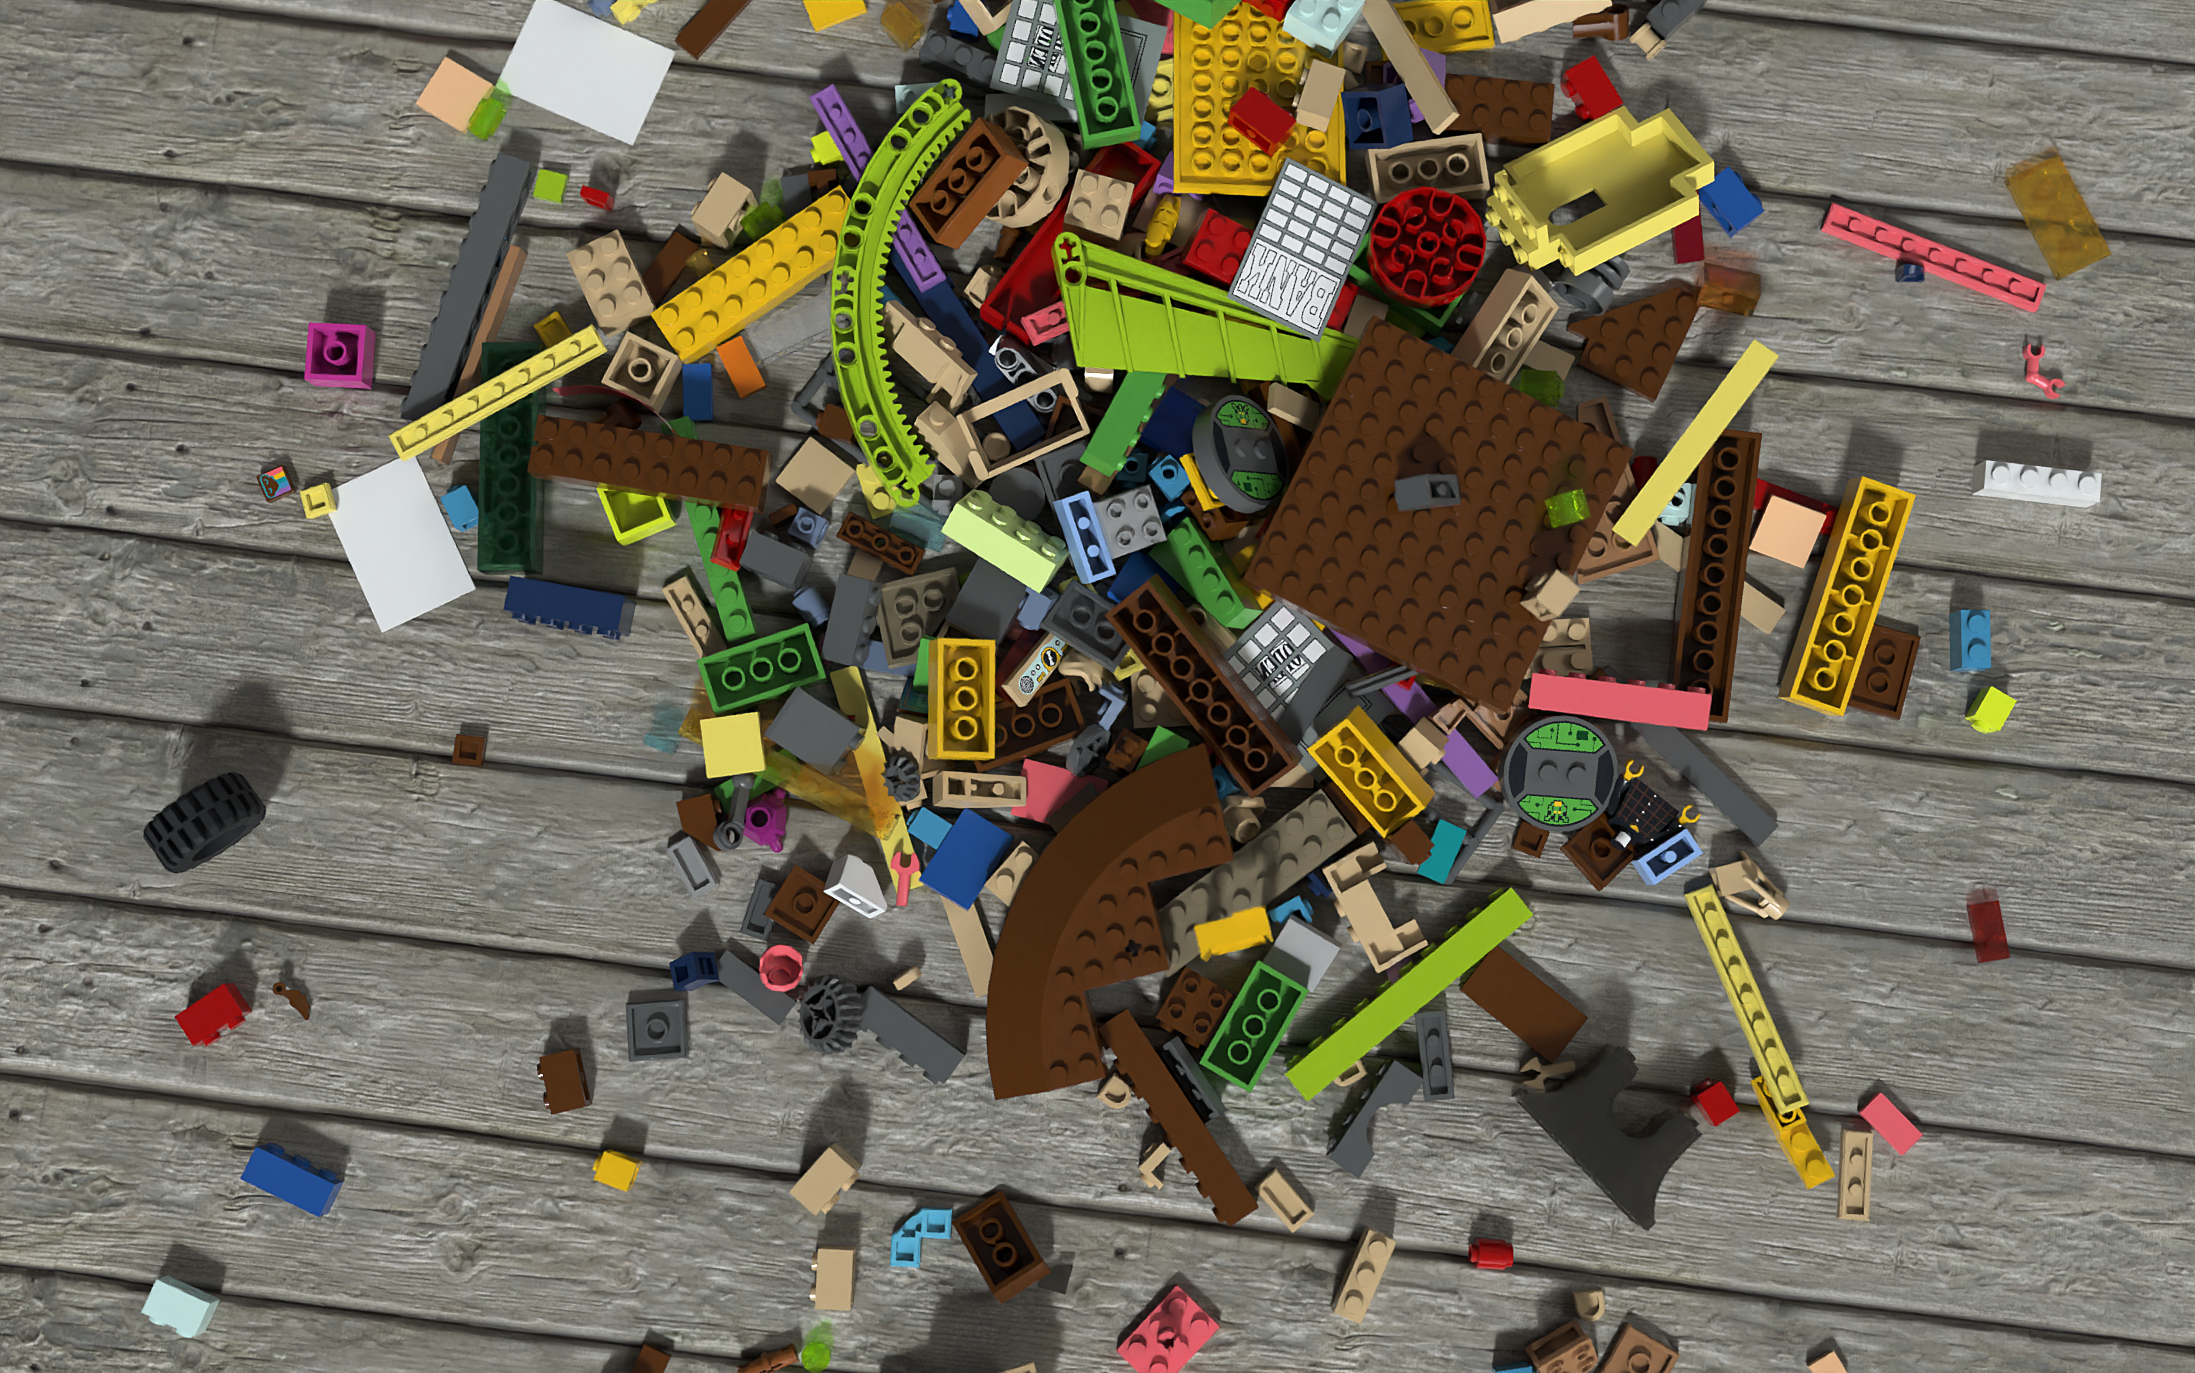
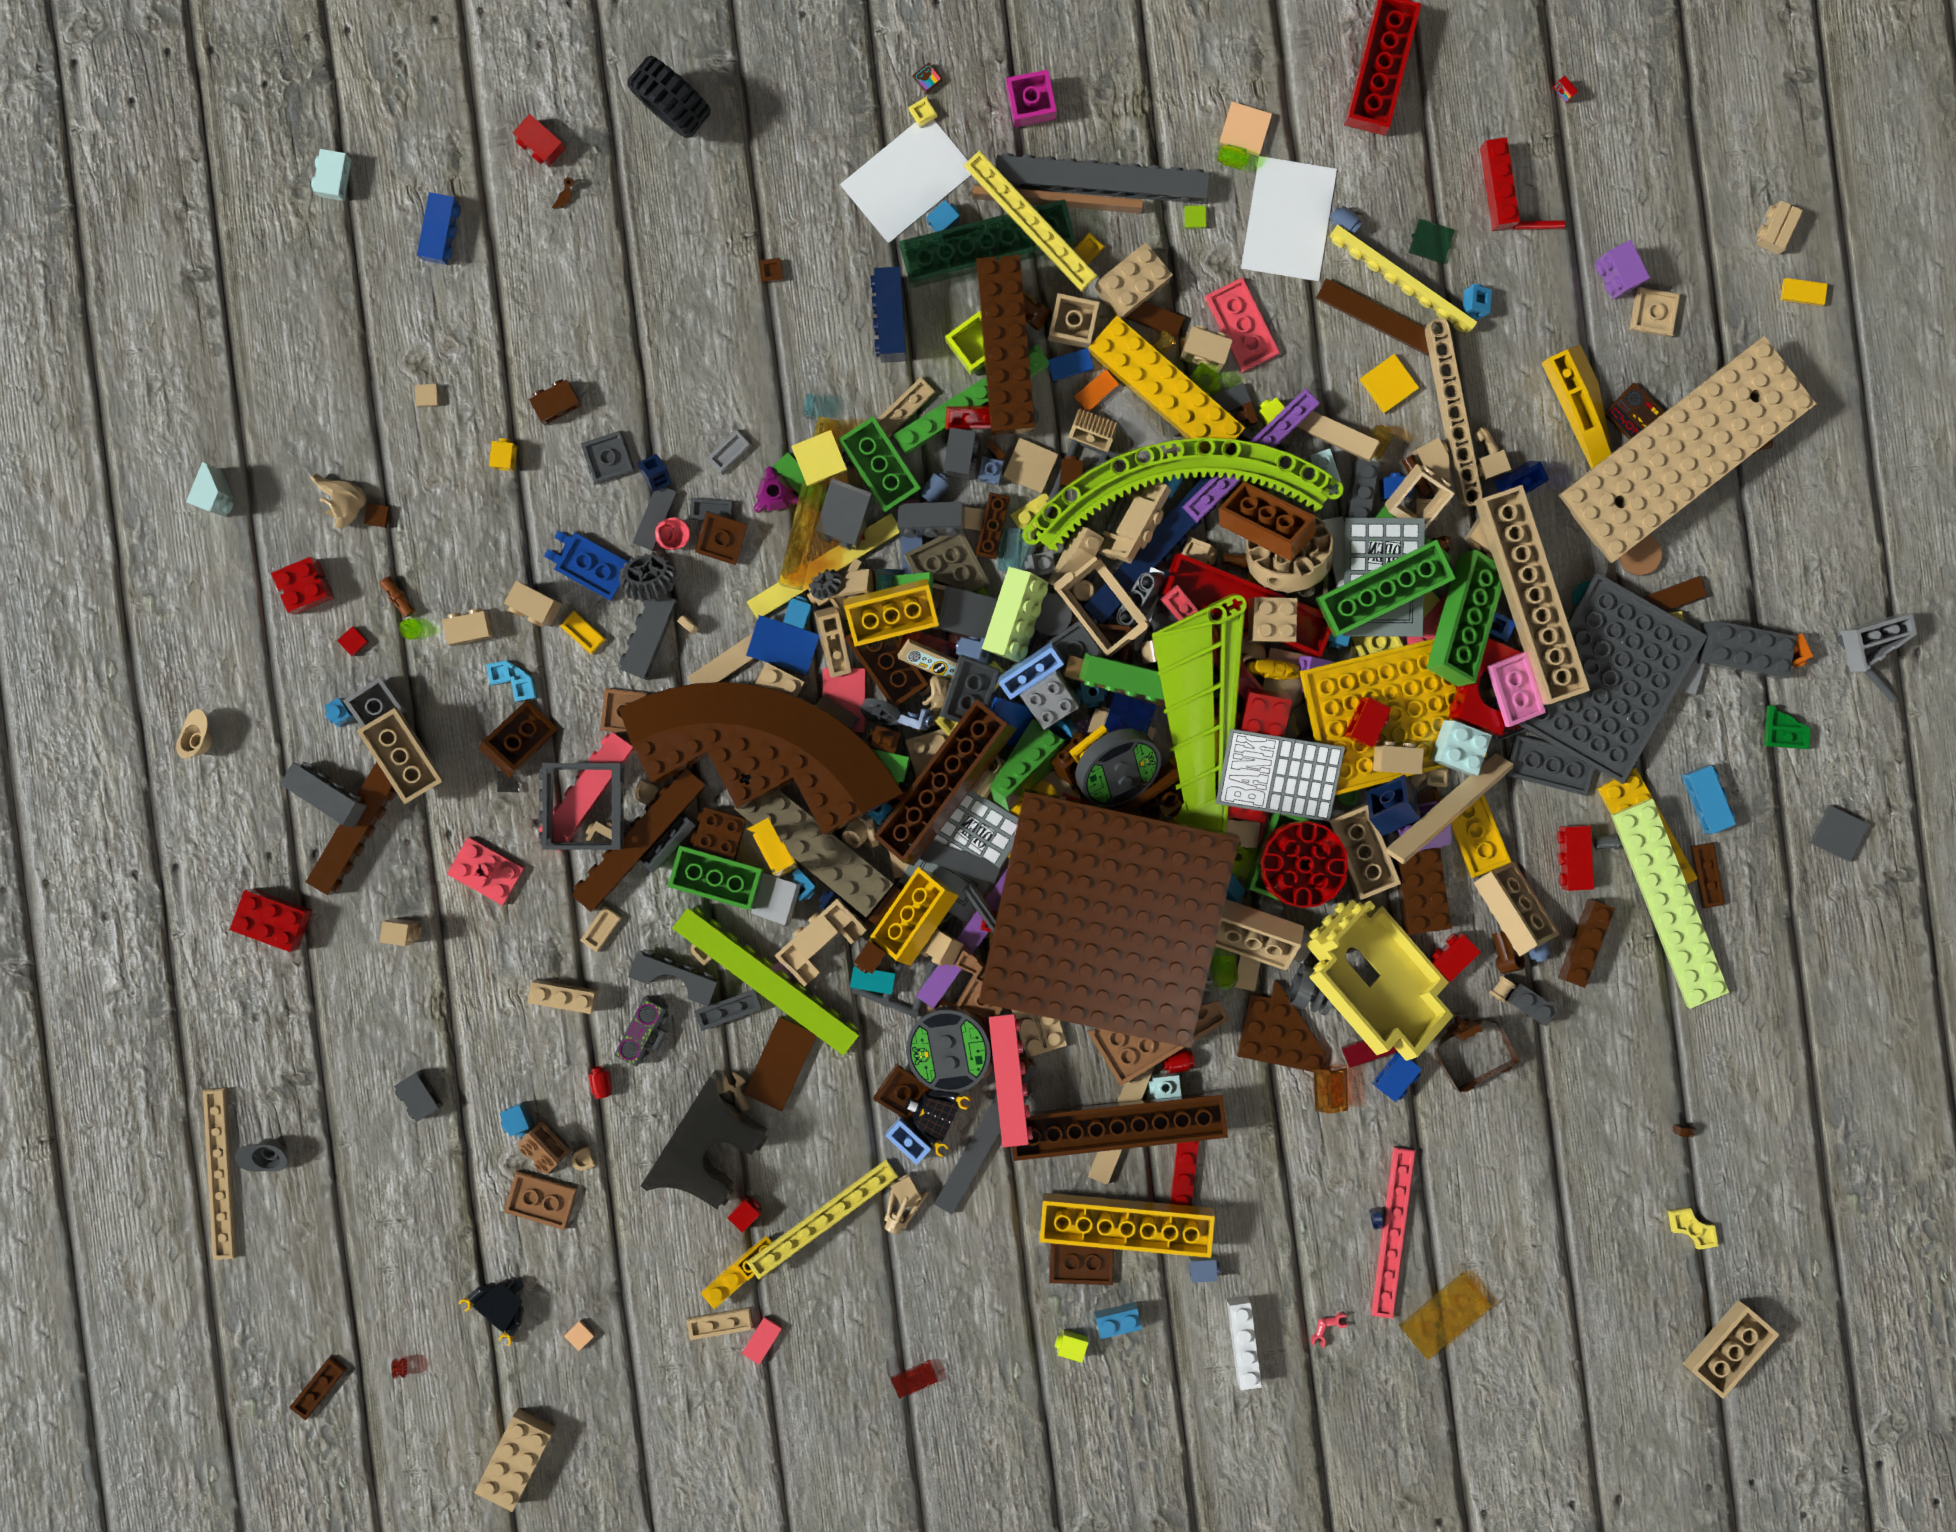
camera: 75 degrees right, 5 degrees up
(509, 1253) = (427, 395): none -> tan tile
(583, 389) = (1049, 276): coral sticker -> none
(597, 198) = (1194, 249): red tile -> none
(692, 161) = (1243, 323): none -> coral tile
(700, 817) = (761, 450): reddish brown slope -> none
(742, 785) = (772, 473): dark grey piece -> none
(791, 383) = (1093, 430): none -> tan brick
(792, 1092) = (588, 564): none -> blue tile
(855, 886) = (743, 571): white slope -> none
(881, 1123) = (583, 632): none -> yellow tile
(882, 70) = (1339, 435): none -> tan tile
(904, 876) = (759, 604): coral bar -> none
(982, 1104) = (613, 700): none -> medium nougat tile
(1089, 1226) = (546, 813): none -> dark grey window
(1095, 1172) = (588, 789): none -> coral brick
(1169, 477) = (1090, 719): dark azure brick -> none
(1292, 406) = (1164, 796): tan tile -> none
(1353, 175) = (1348, 798): none -> bright green tile
(1423, 1170) = (636, 1038): none -> dark grey piece
(1427, 492) = (1119, 907): dark grey slope -> none
(1530, 840) = (897, 1041): reddish brown tile -> none
(1549, 594) = (1067, 1012): tan brick -> none
(1567, 508) = (1133, 1010): clear neon green brick -> none
(1691, 95) = (1468, 1028): none -> reddish brown piece
(1695, 443) = (1208, 1091): light yellow tile -> none
(1787, 531) = (1165, 1172): light nougat tile -> none
(1927, 512) = (1204, 1269): none -> sand blue brick

